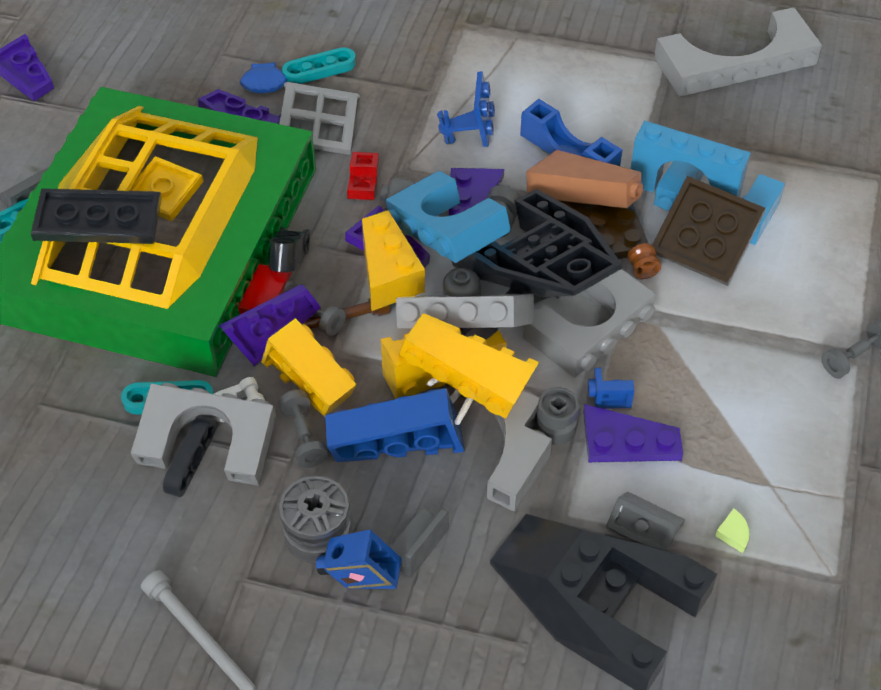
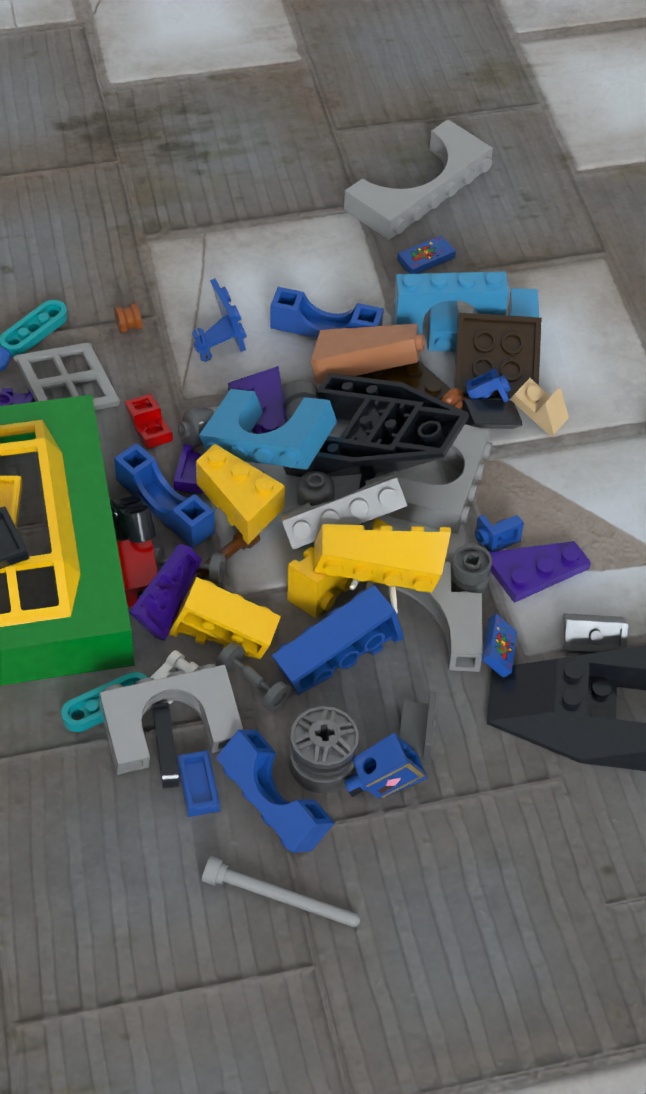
camera: 30 degrees left, 0 degrees up
(198, 502) = (198, 783): none -> blue tile
(244, 505) = (249, 763): none -> blue arch
(331, 254) = (184, 516): none -> blue arch
(401, 84) = (128, 318): none -> dark orange wheel
(541, 495) = (499, 645): none -> blue tile
(669, 280) = (492, 414): none -> black slope
(680, 251) = (485, 385): none -> blue bracket
(704, 120) = (426, 255): none -> blue tile
(725, 293) = (542, 408): none -> tan slope

